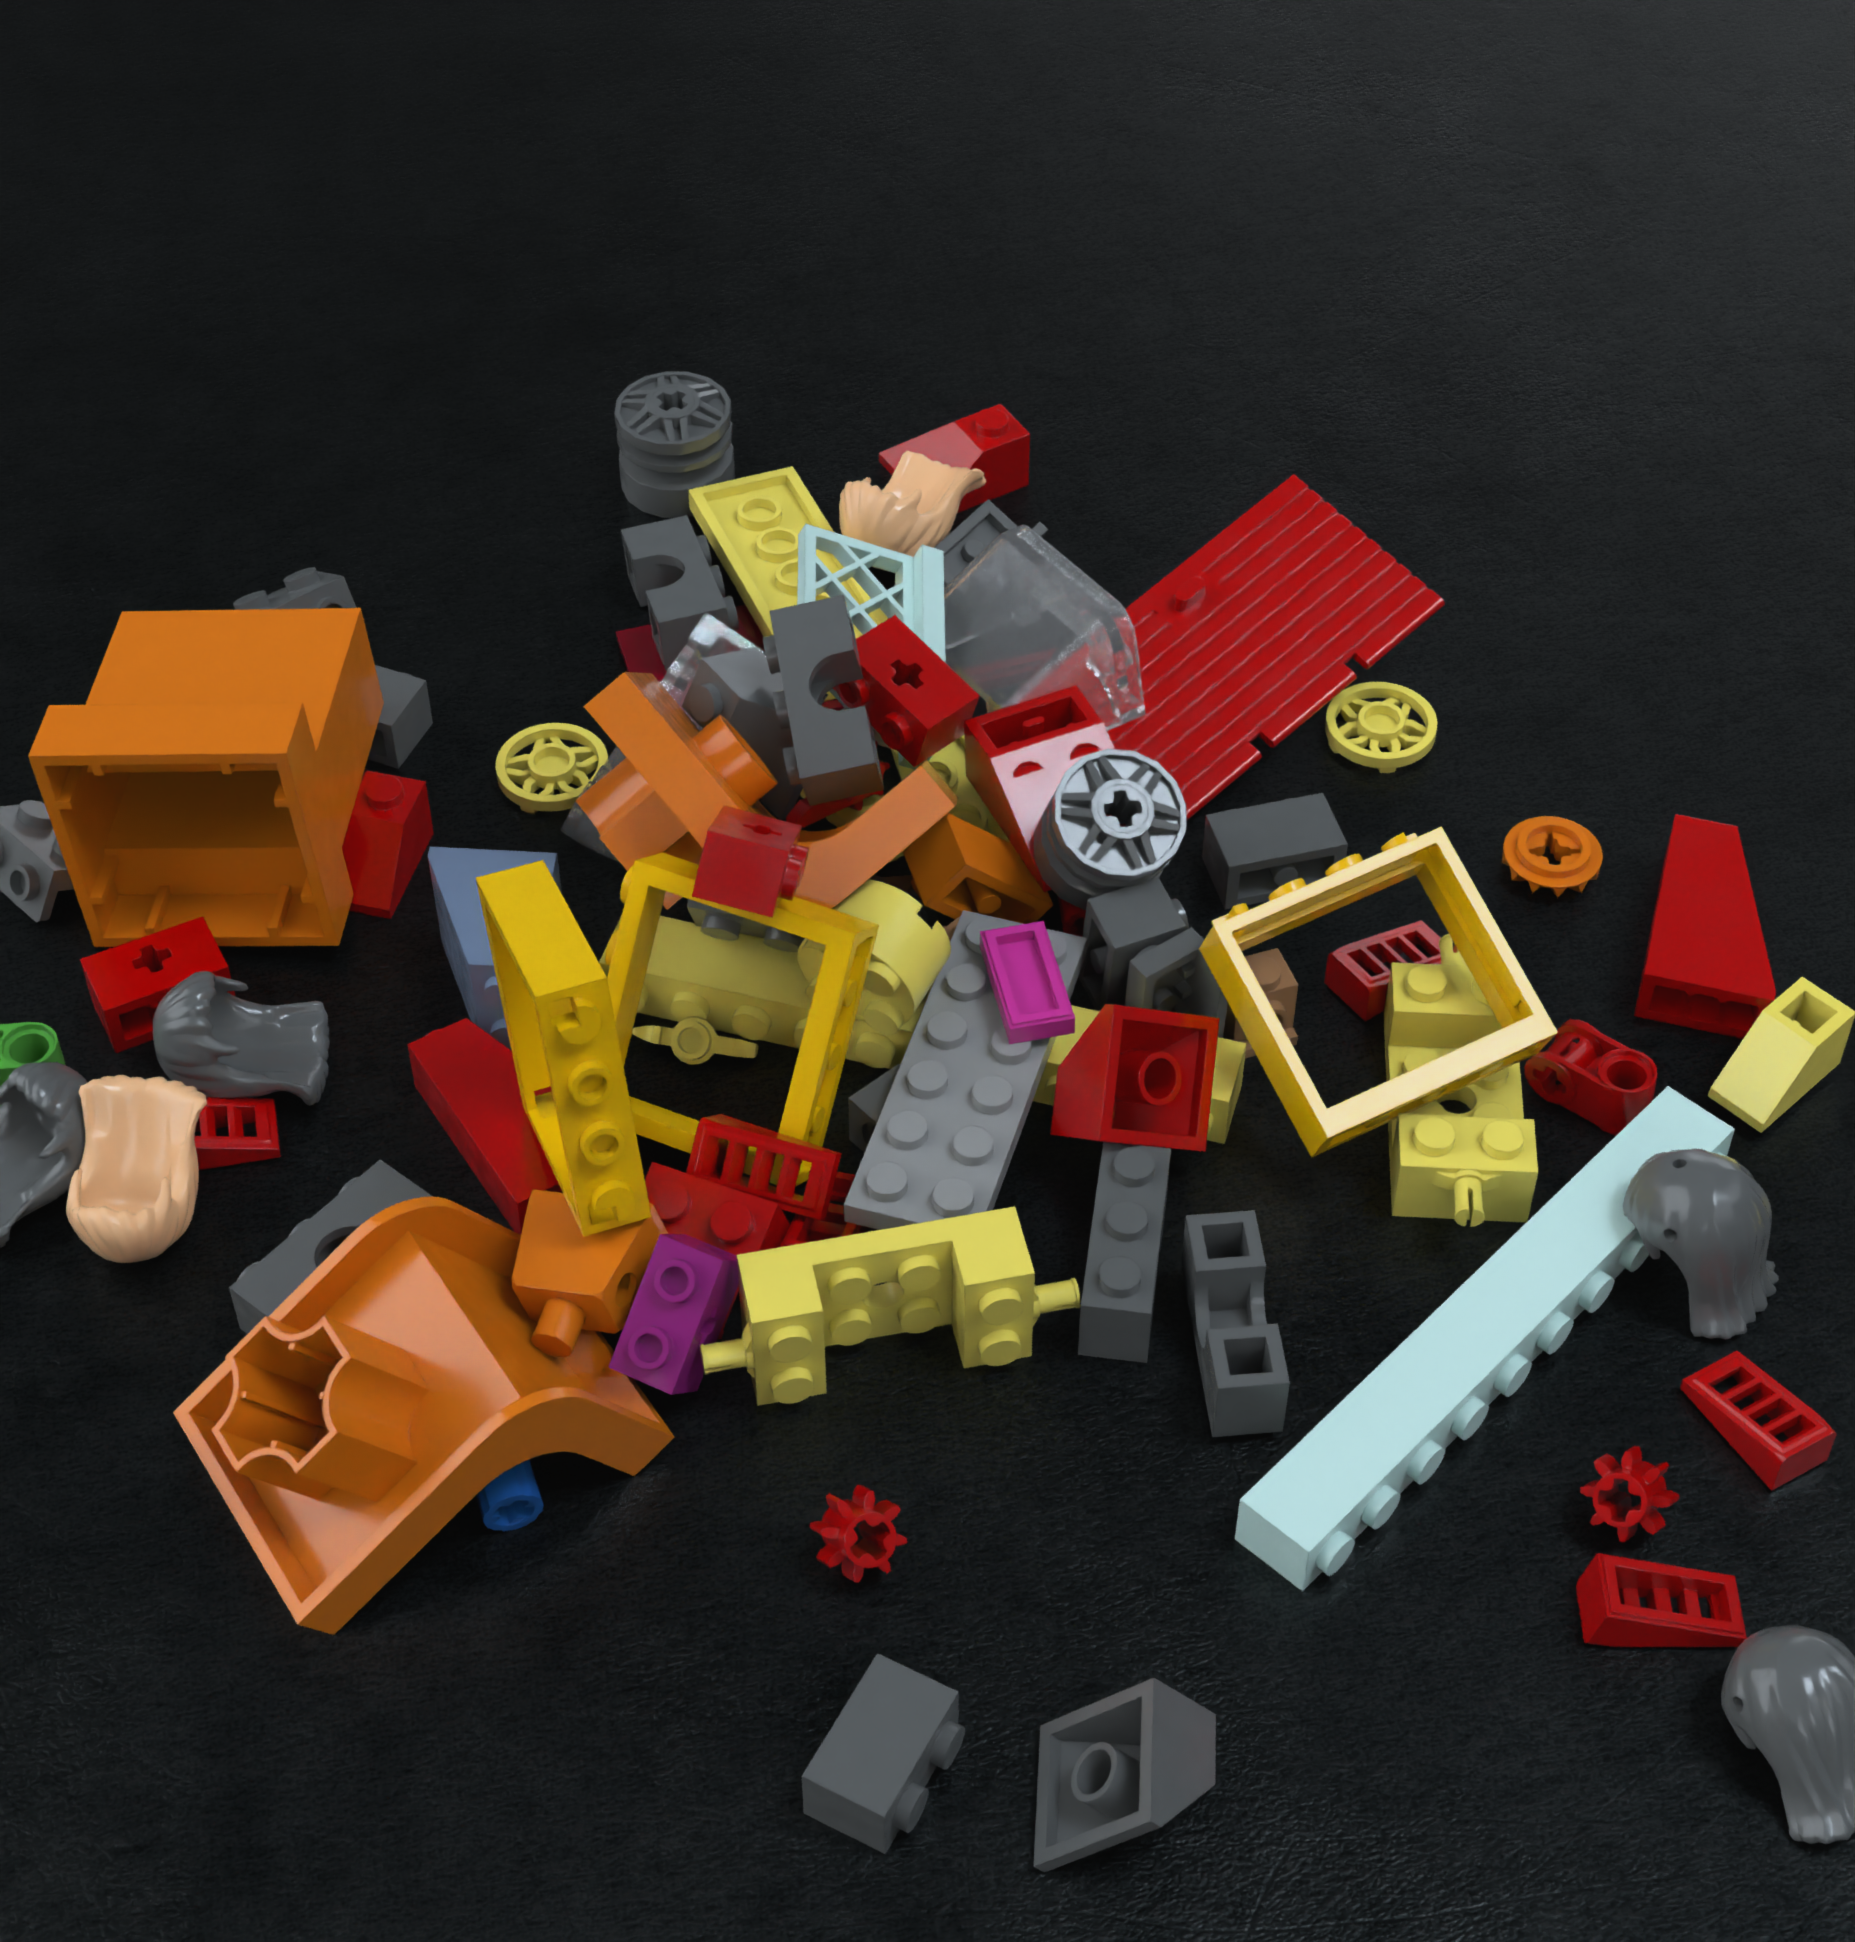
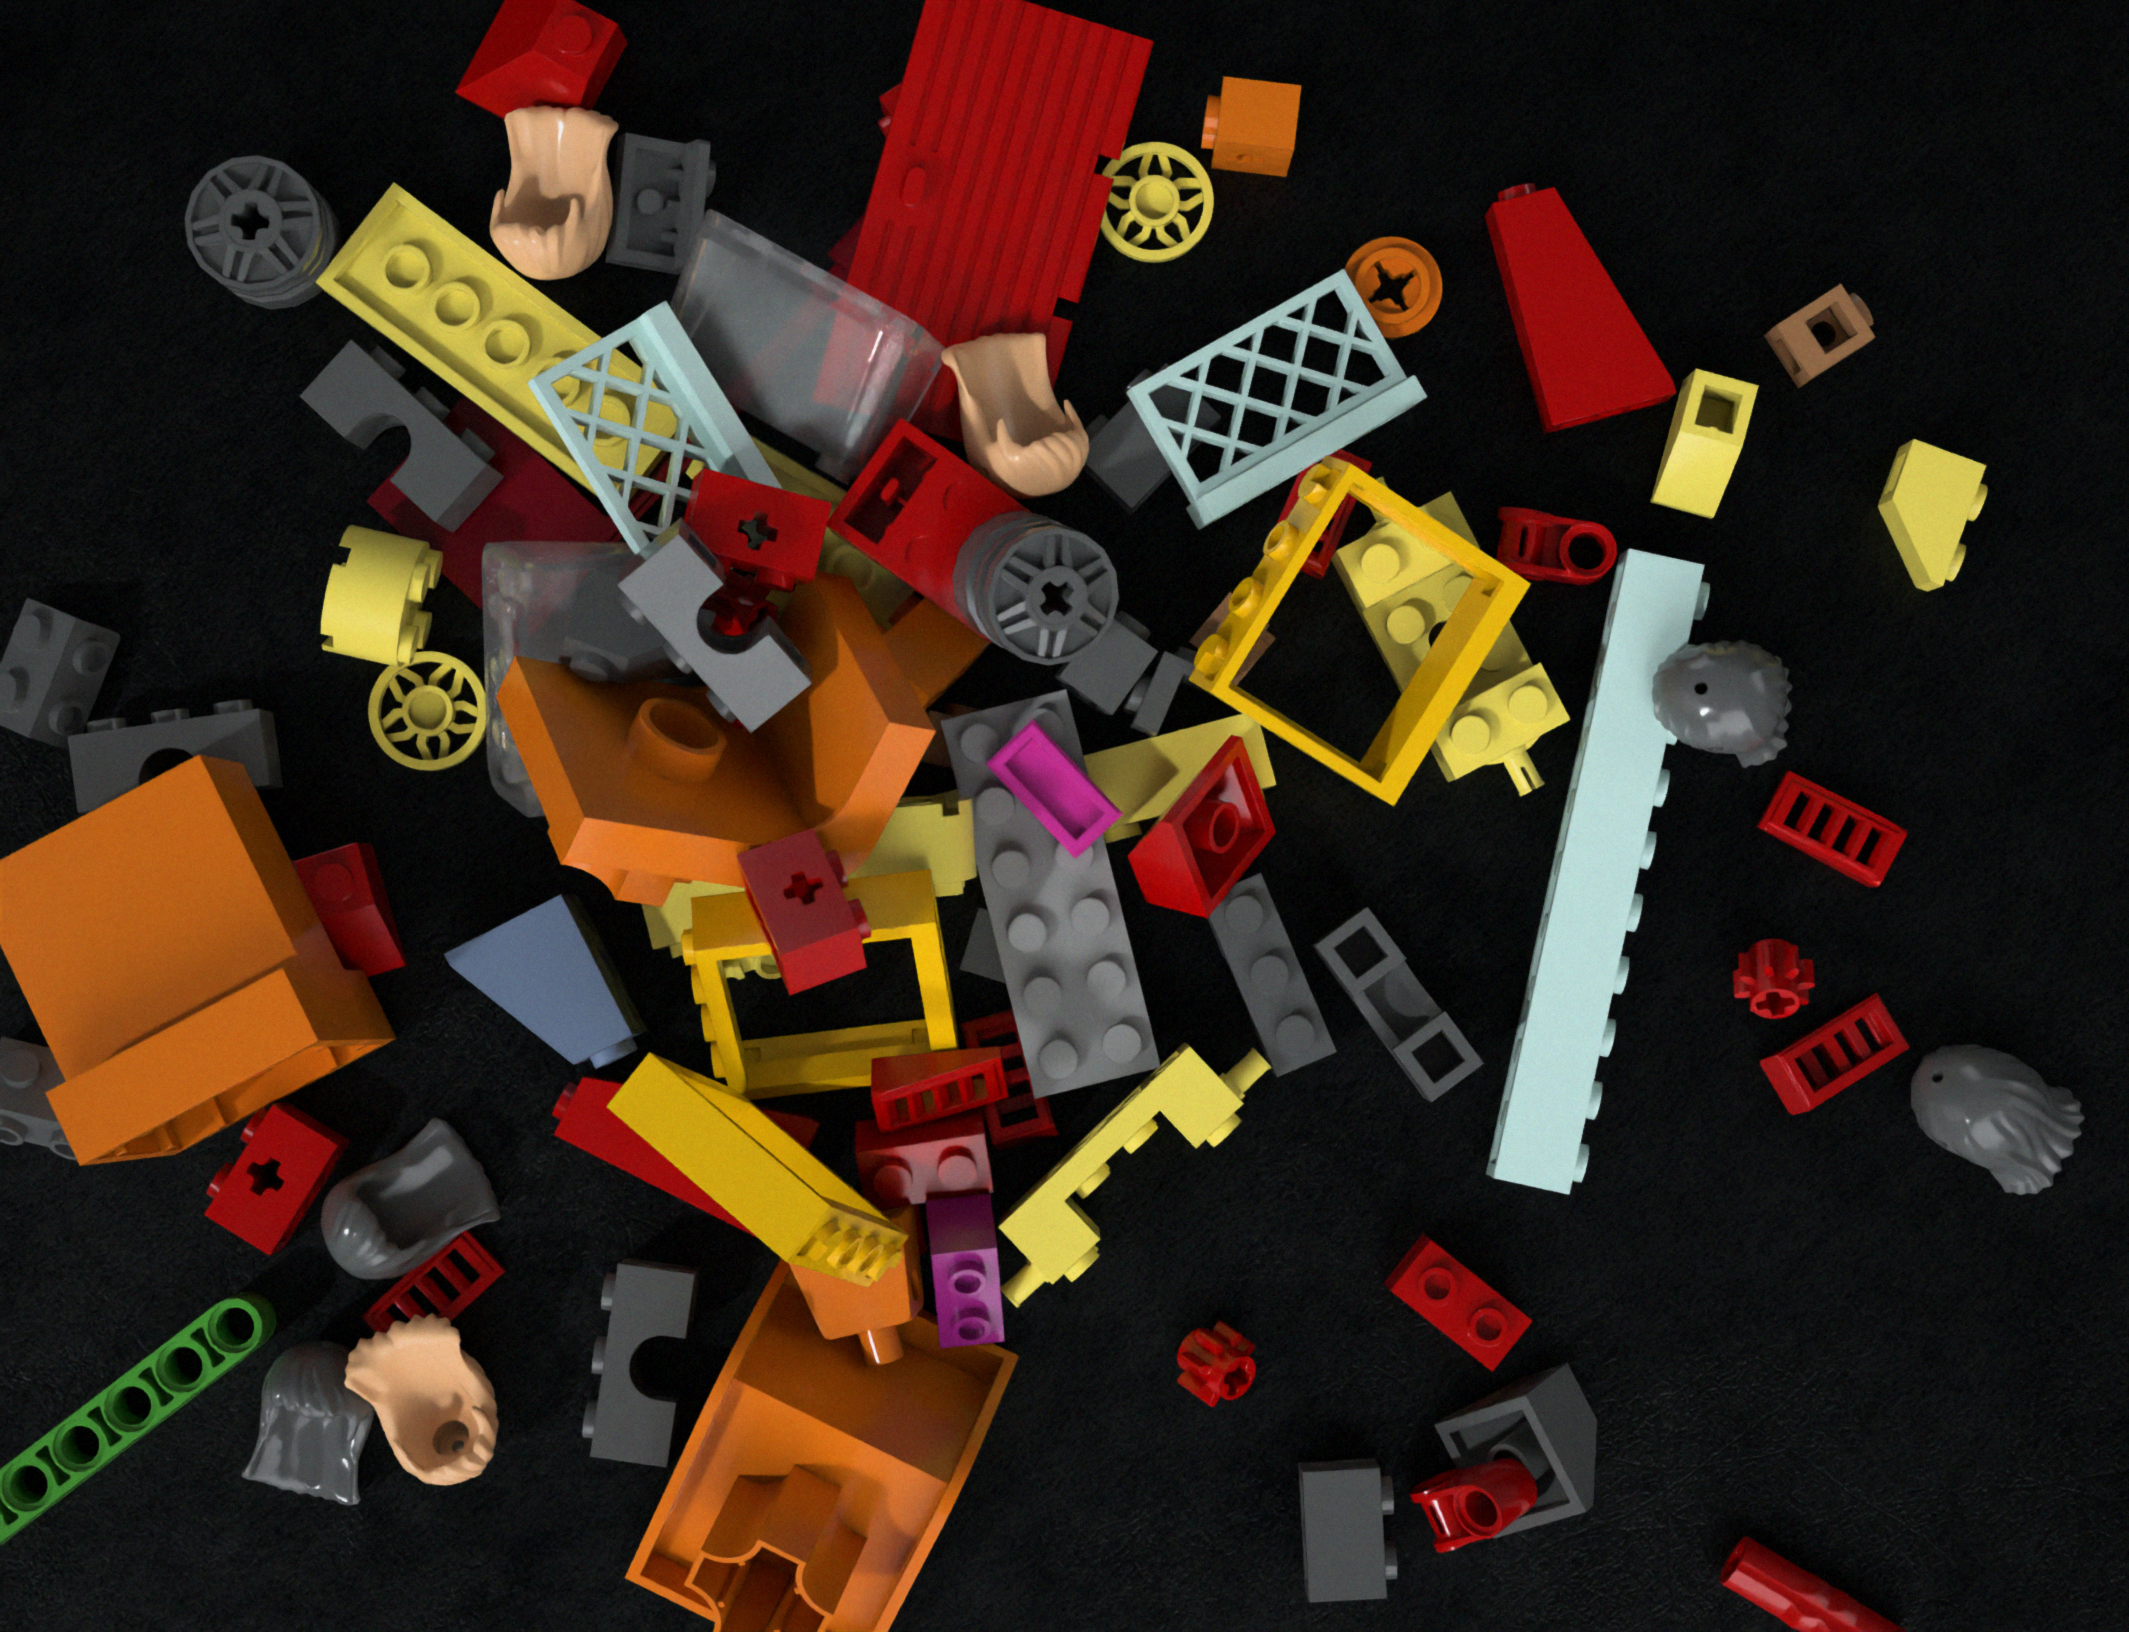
camera: 30 degrees left, 40 degrees up
(572, 654) = (378, 597): none -> light yellow brick
(1035, 1789) = (1475, 1501): none -> red piece
(1135, 1602) = (1457, 1302): none -> red brick
(1182, 748) = (1012, 417): none -> light nougat piece
(1405, 903) = (1300, 447): none -> light aqua fence
(1495, 687) = (1252, 126): none -> orange brick

